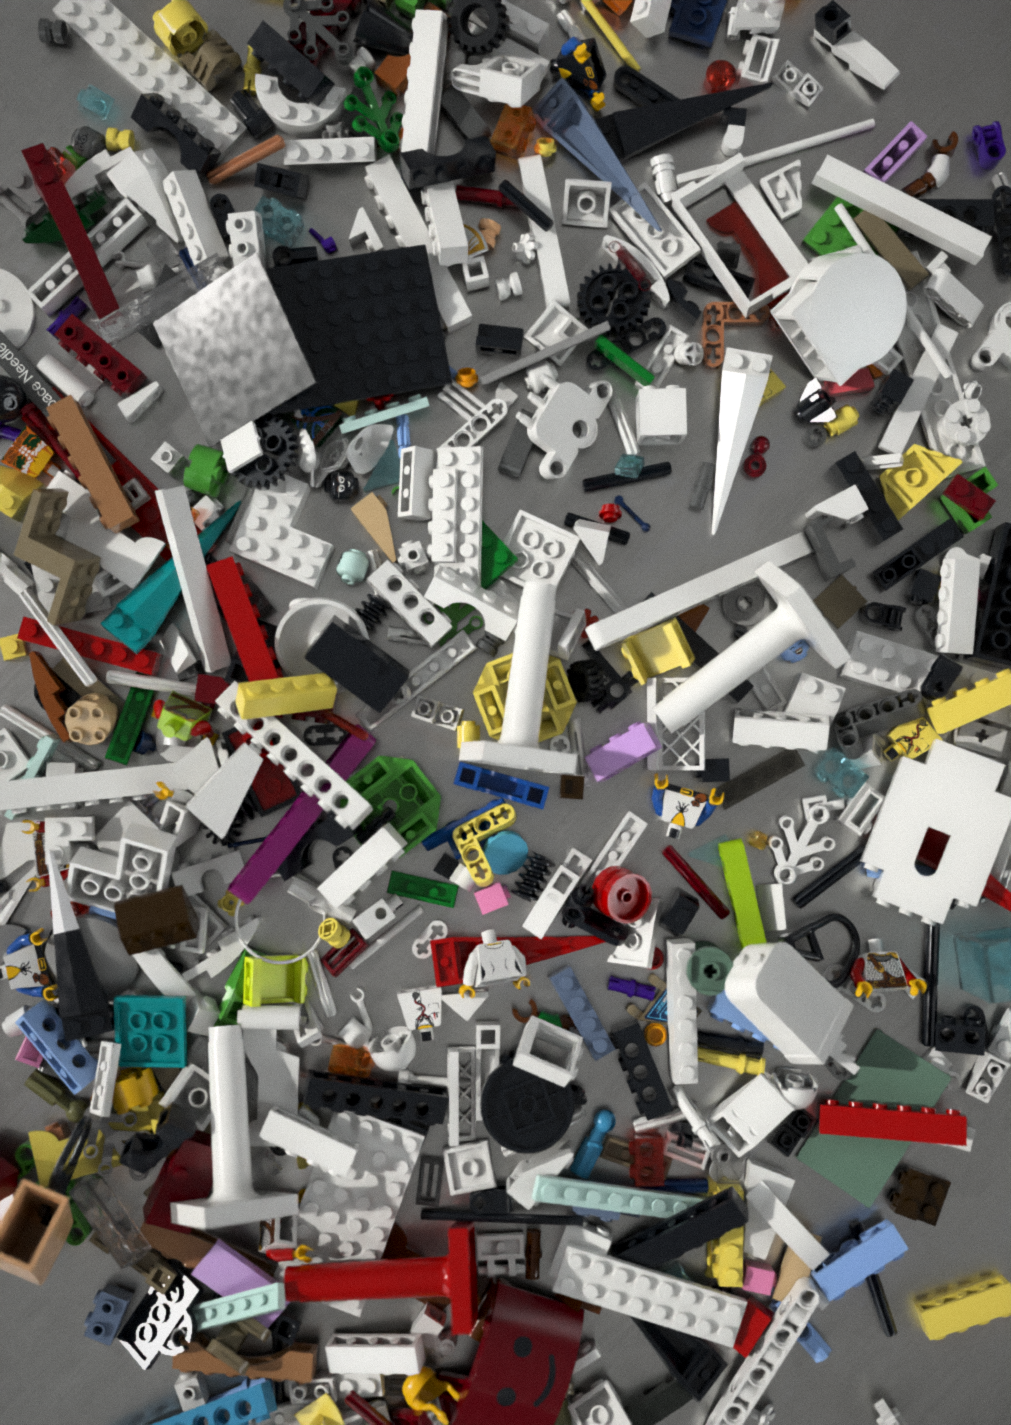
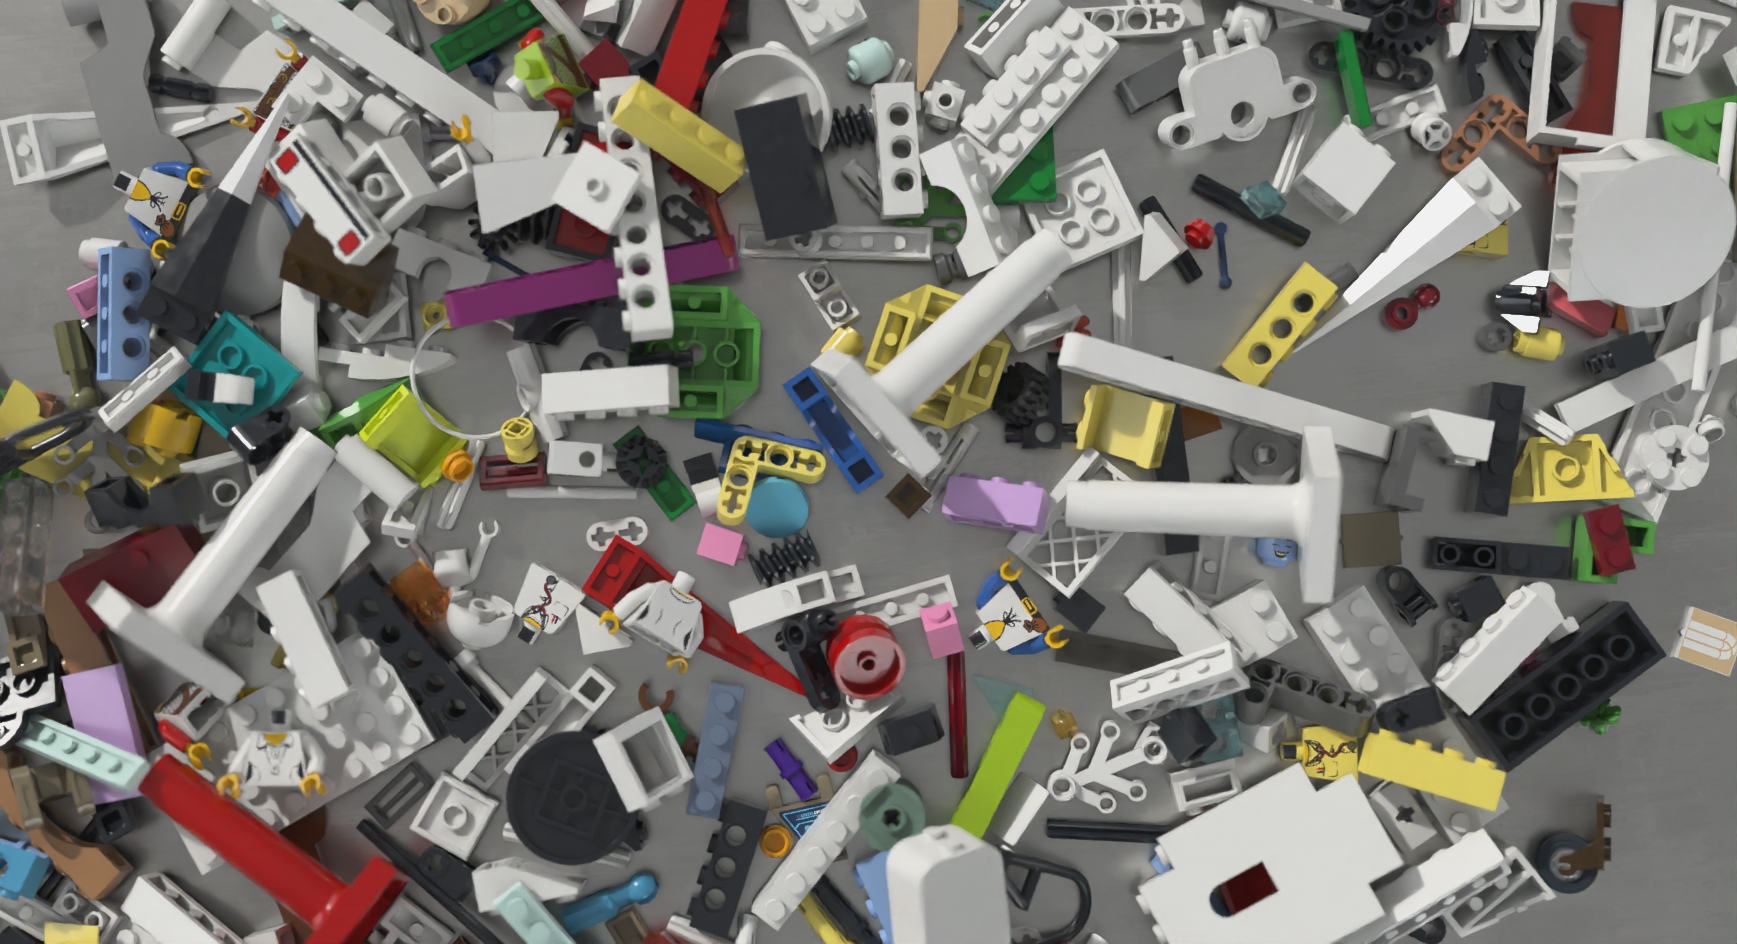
camera: 40 degrees right, 0 degrees up
(113, 817) = (386, 116): none -> white brick
(123, 891) = (330, 200): none -> white brick
(146, 1043) = (219, 387): none -> leg
(191, 1052) = (259, 437): none -> black piece
(264, 762) = (597, 187): none -> white plate
(312, 975) = (458, 466): none -> light orange plate
(348, 1219) = (277, 759): none -> white torso
(410, 900) = (630, 472): none -> black gear
(650, 844) = (941, 630): none -> bright pink brick
(688, 516) = (1282, 307): none -> light yellow brick
(801, 767) = (1176, 681): none -> white fence
(829, 791) = (1186, 734): none -> black brick

